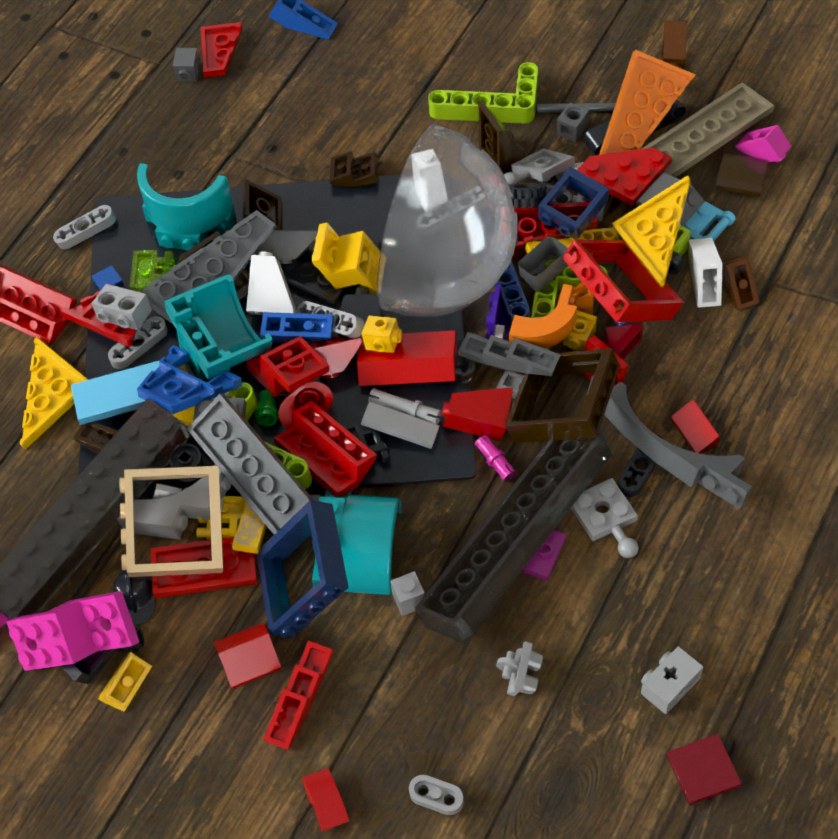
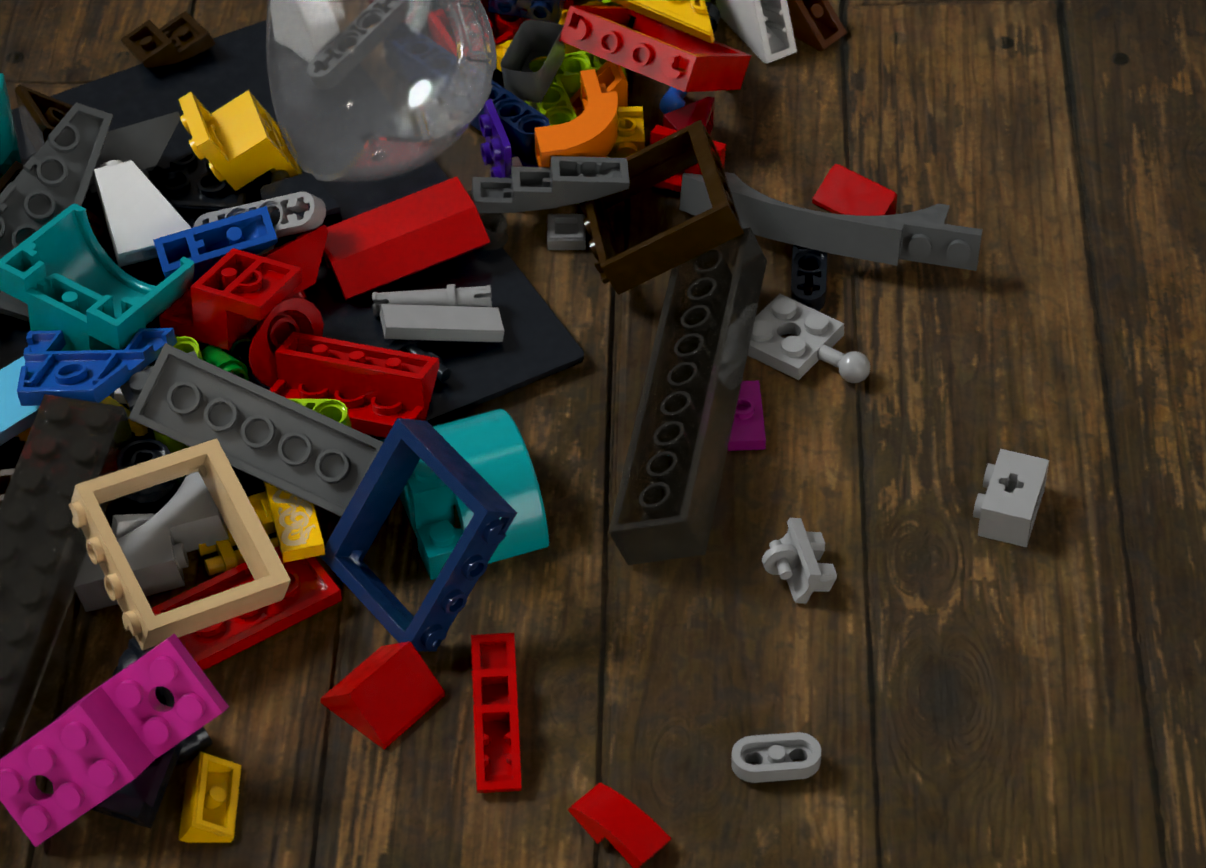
camera: 30 degrees left, 10 degrees down
(381, 334) = (355, 208): yellow brick -> none
(407, 592) = (581, 527): light grey brick -> none
(479, 412) = (547, 272): red slope -> none
(496, 458) = (601, 324): dark pink pin -> none
(703, 769) = (1119, 588): dark red tile -> none

